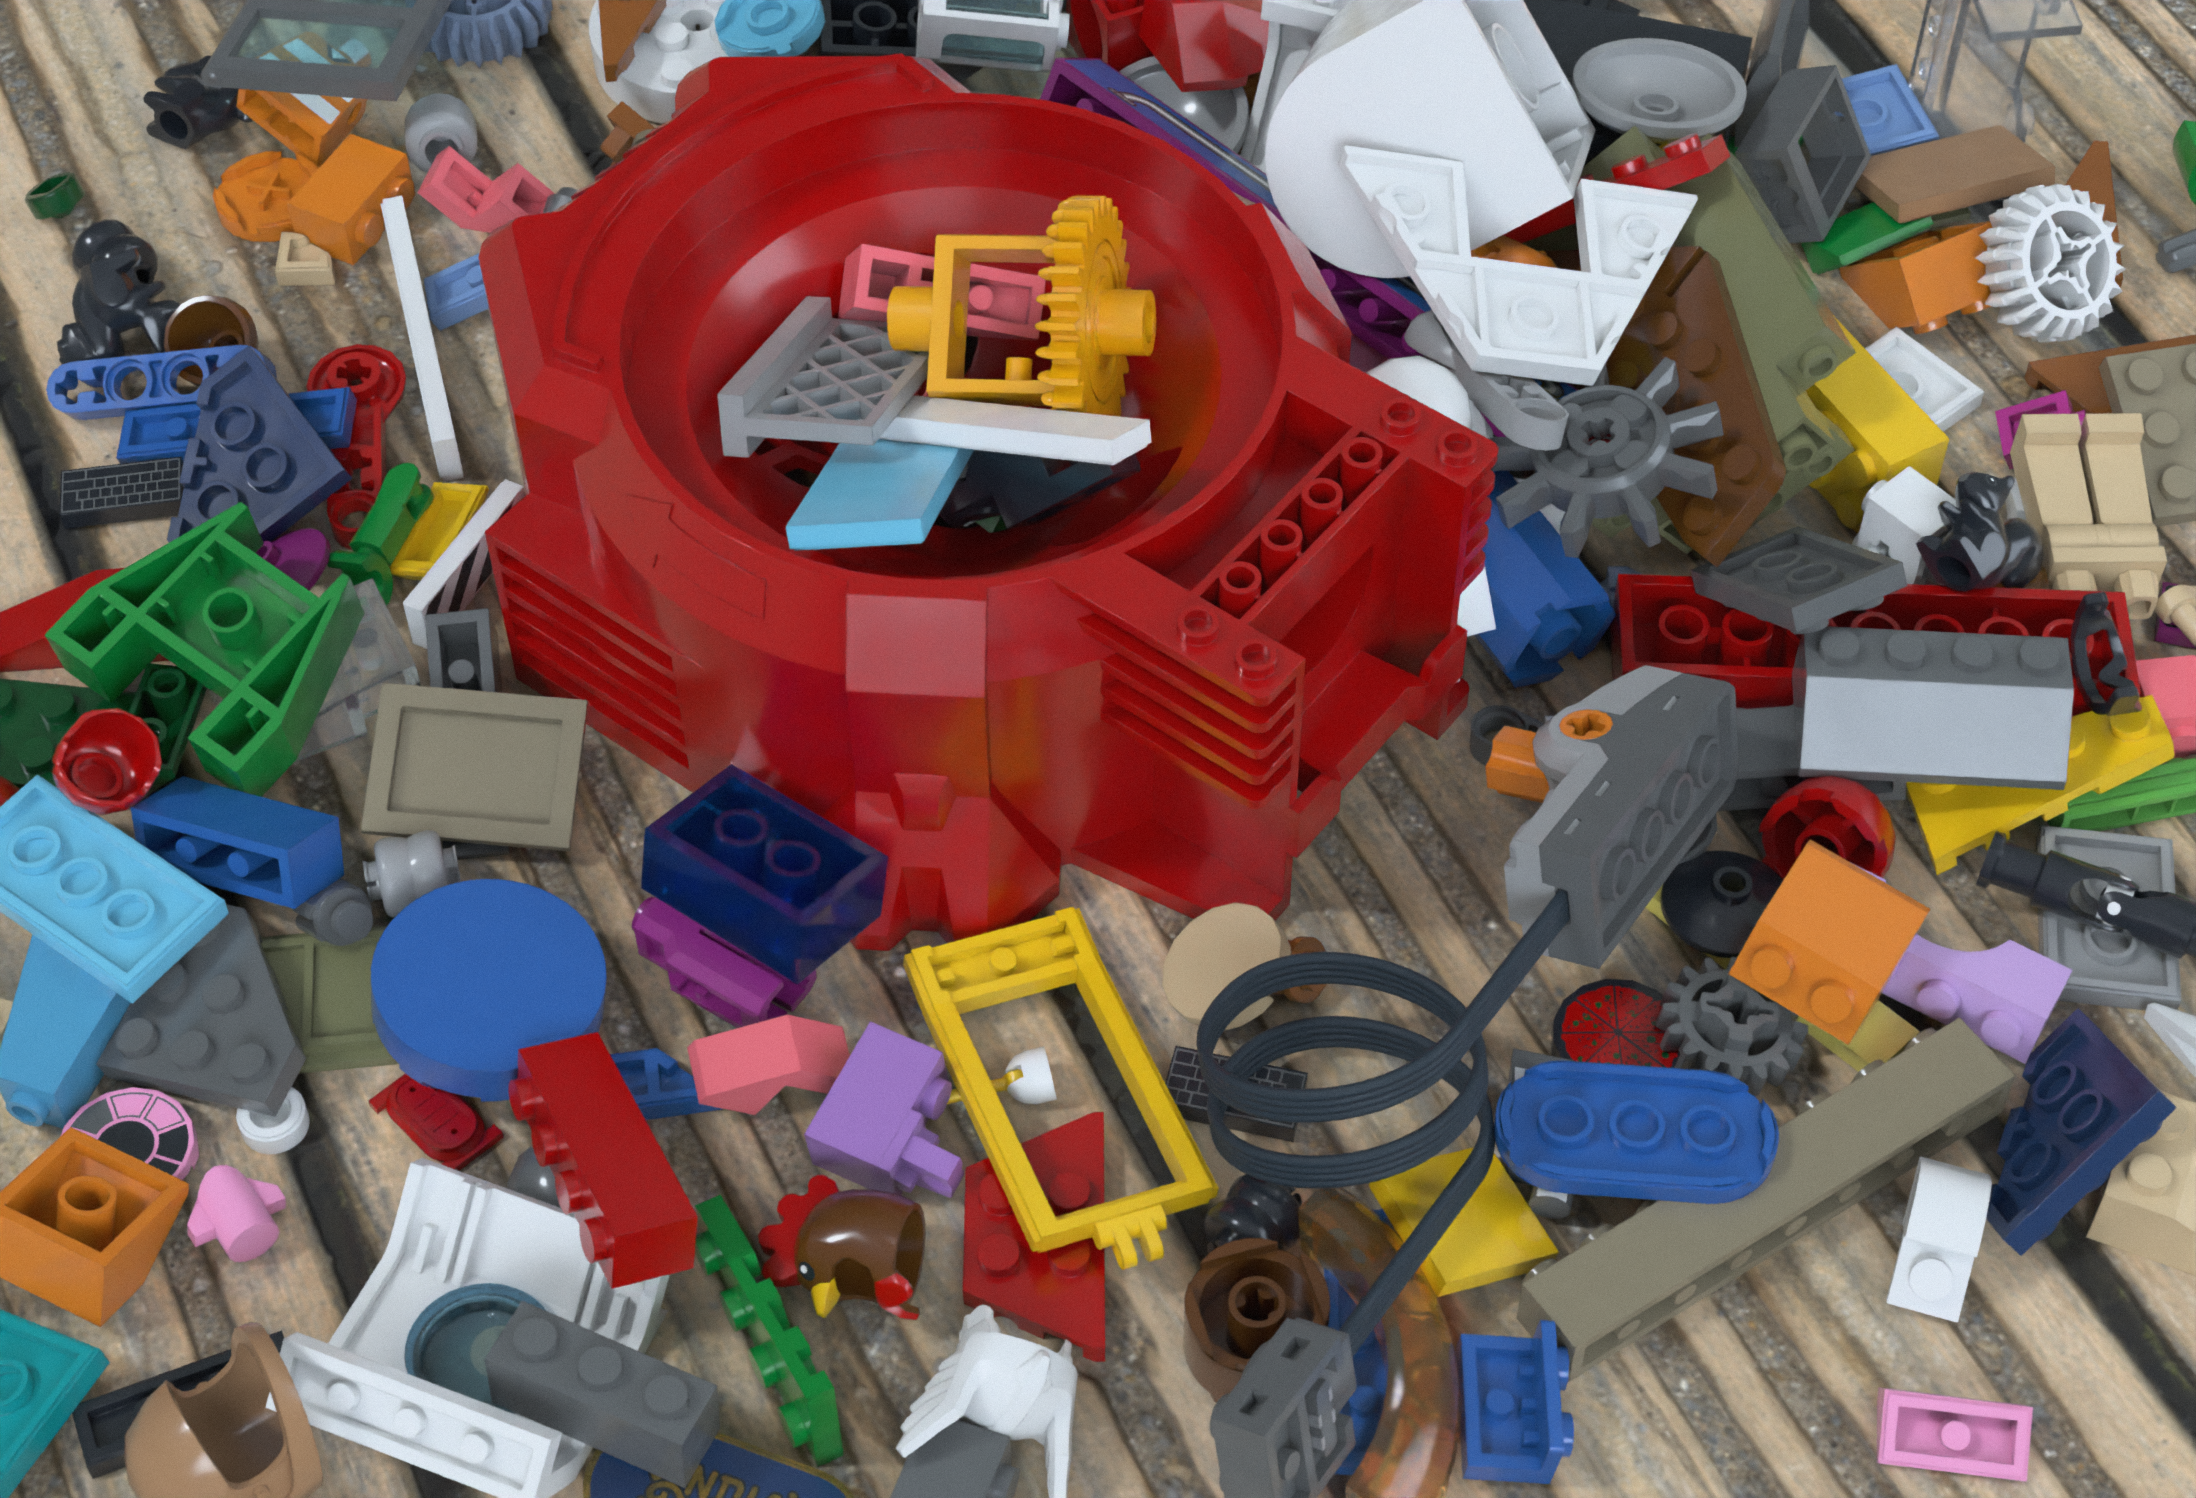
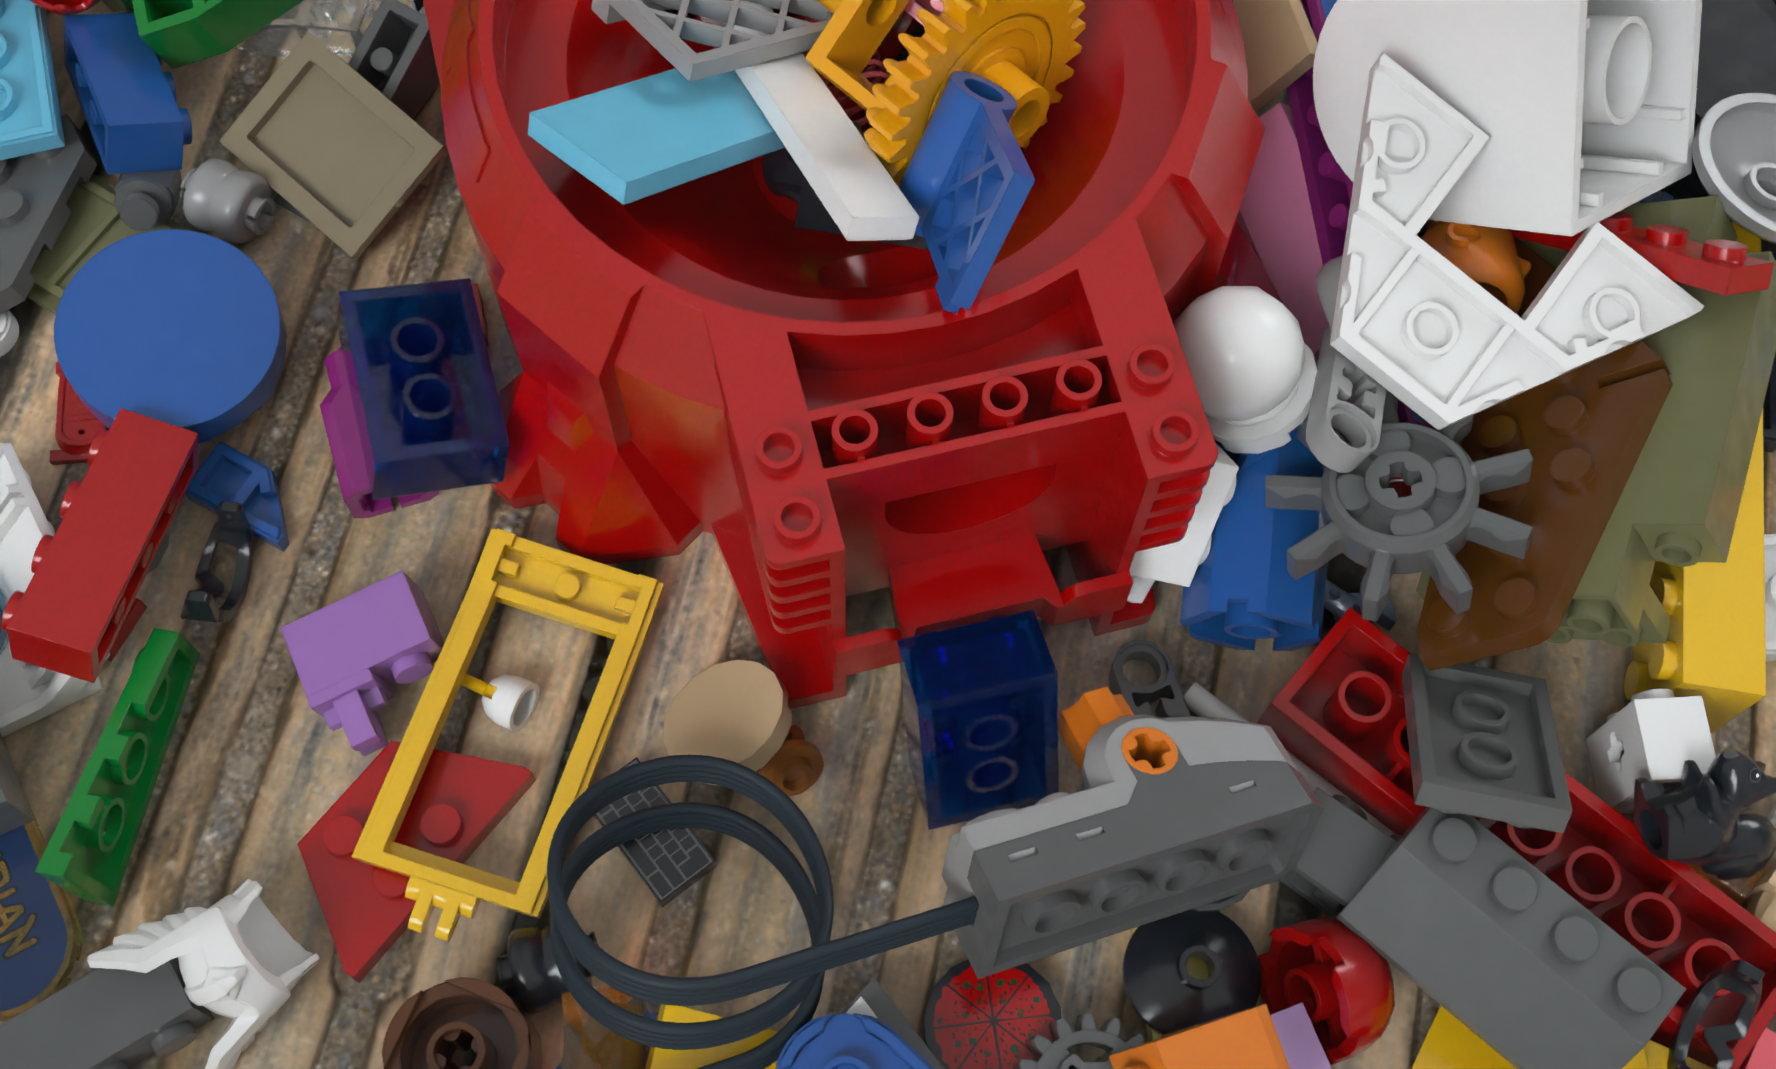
camera: 35 degrees right, 15 degrees up
(675, 1110) = (233, 530): none -> black helmet
(755, 1062) = (328, 540): coral slope -> none
(847, 1247) = (240, 746): reddish brown piece -> none
(1134, 376) = (959, 184): none -> blue piece
(1430, 814) = (980, 717): none -> clear blue brick

